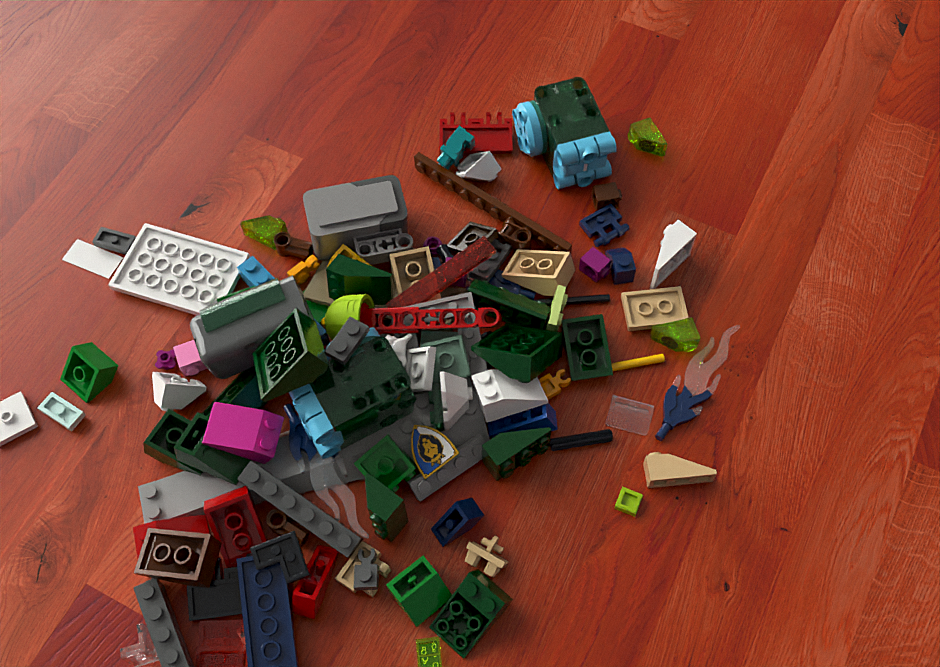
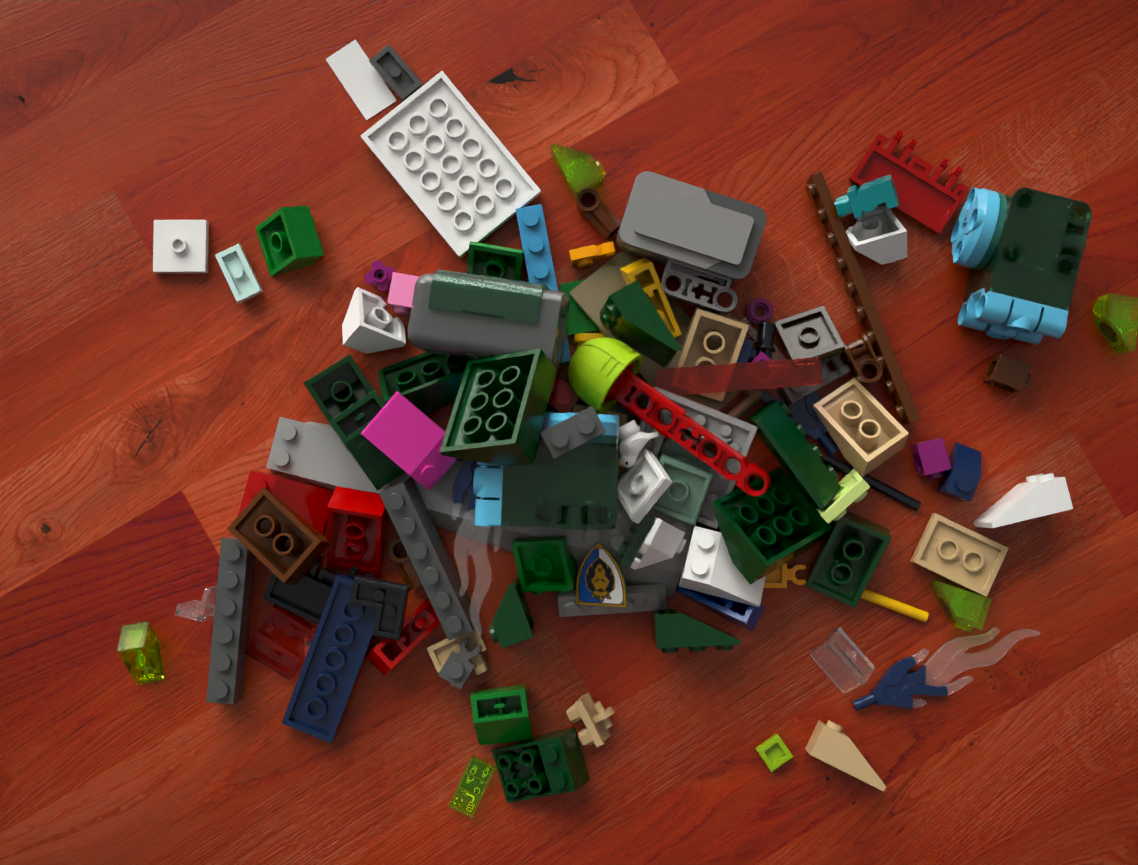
camera: 35 degrees right, 25 degrees up
(457, 521) = (584, 665): dark blue slope -> none
(582, 439) = (772, 656): black axle -> none
(602, 220) = (978, 402): dark blue plate -> none

